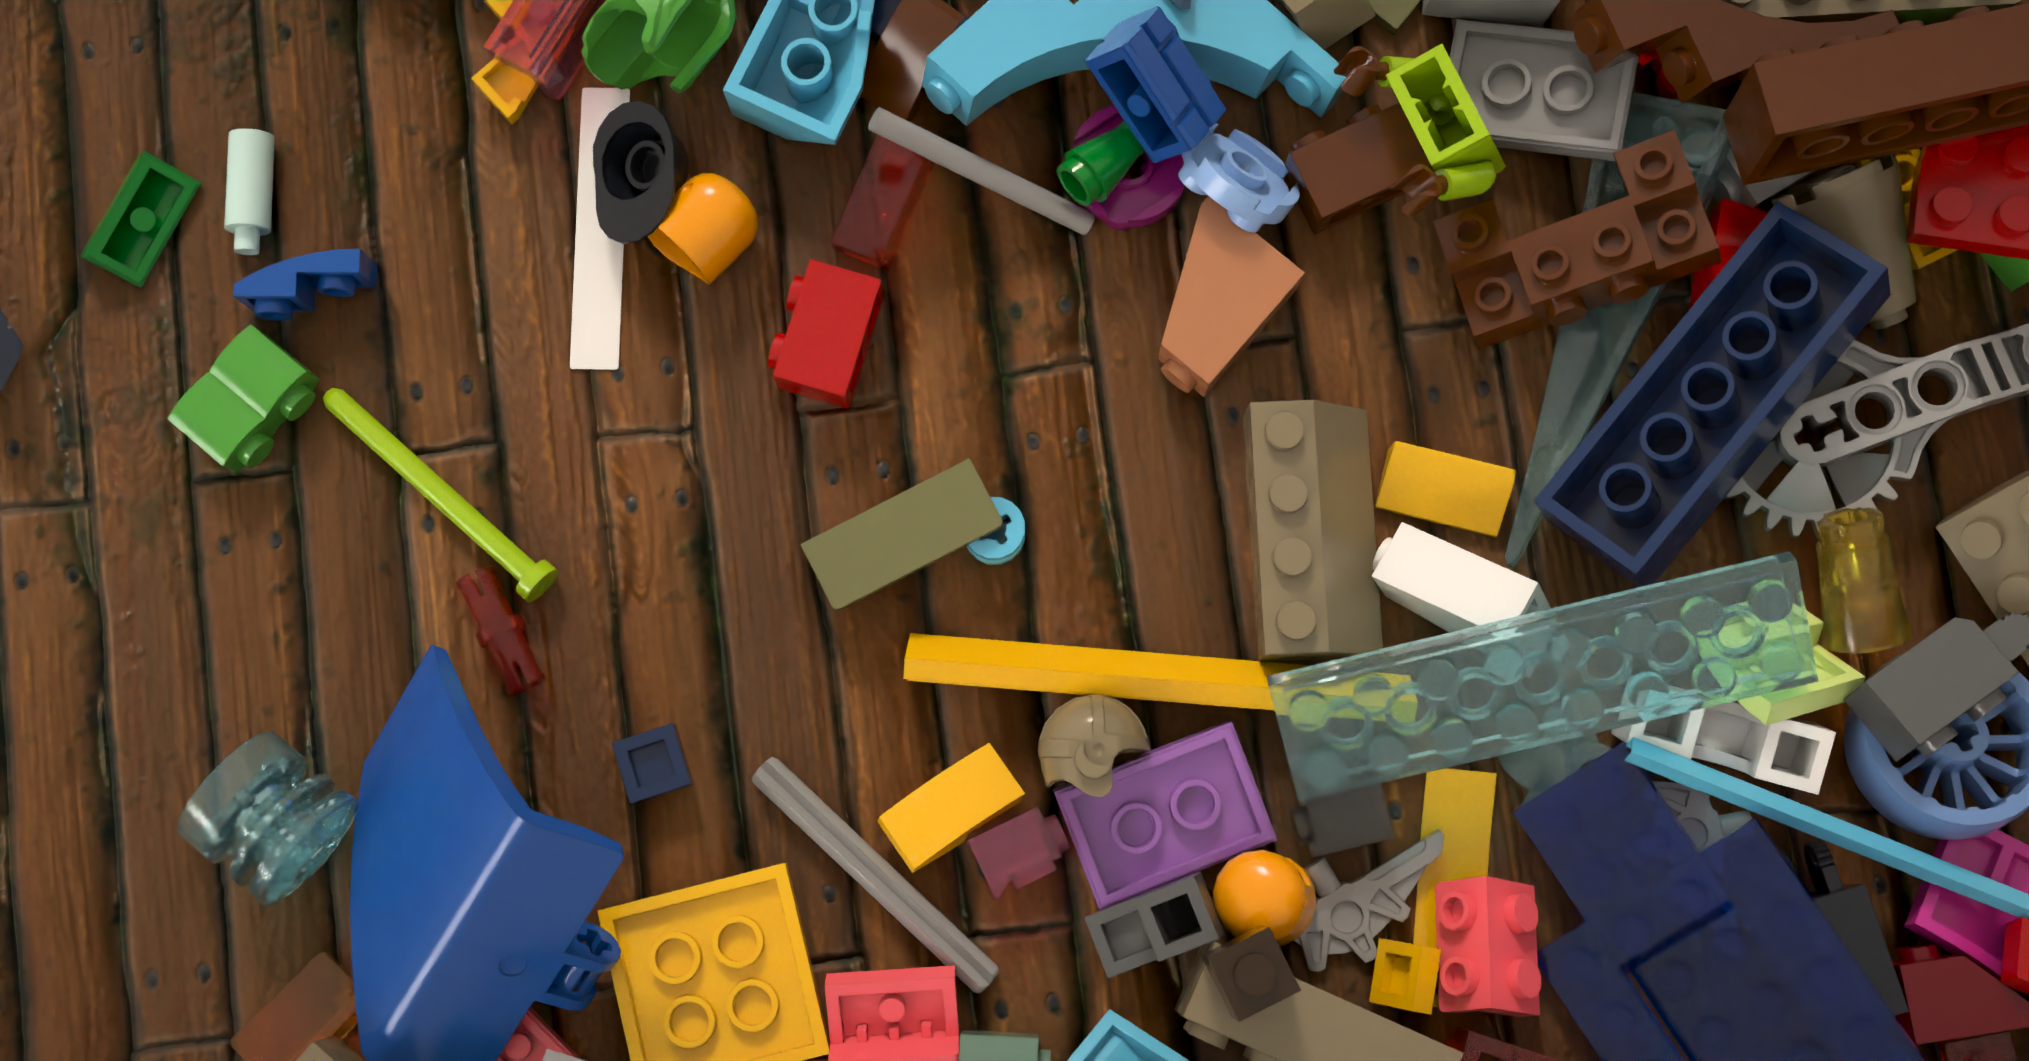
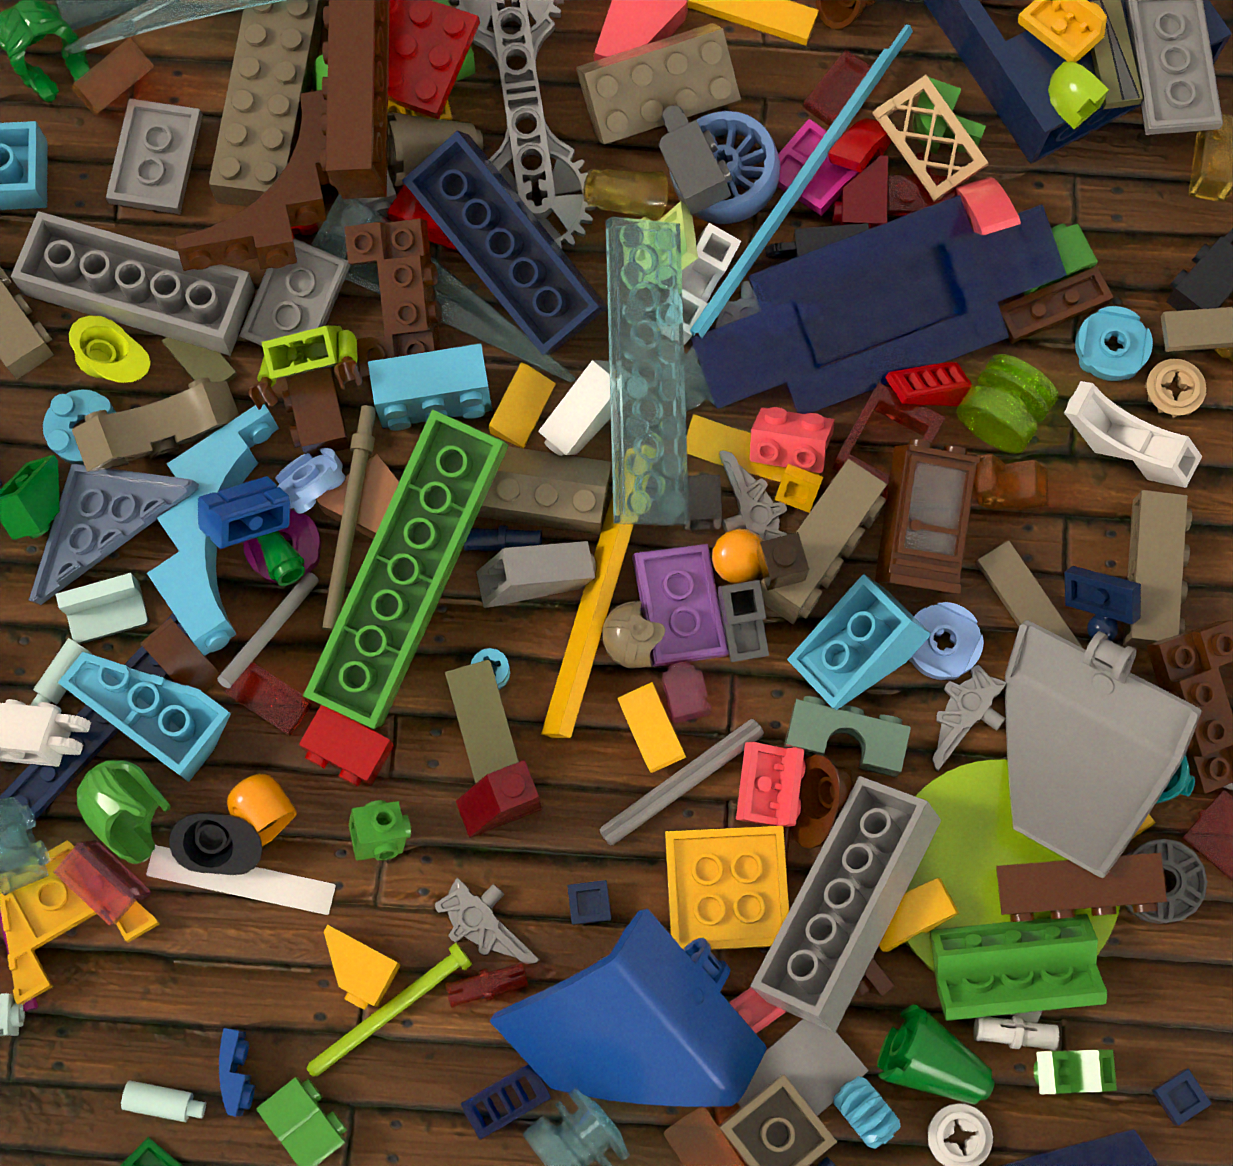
camera: 80 degrees left, 5 degrees down
(295, 653) = (477, 1121): none -> clear blue slope
(491, 430) = (359, 969): none -> yellow slope
(598, 594) = (476, 921): none -> light grey piece
(681, 418) = (378, 830): none -> bright green brick
(783, 592) = (499, 799): none -> dark red slope
(1122, 359) = (406, 570): none -> bright green brick
(1167, 570) = (535, 572): none -> light grey slope
(1211, 506) = (496, 539): none -> dark blue pin
(1310, 245) = (361, 446): none -> dark tan bar
(1436, 332) = (440, 380): none -> medium azure brick

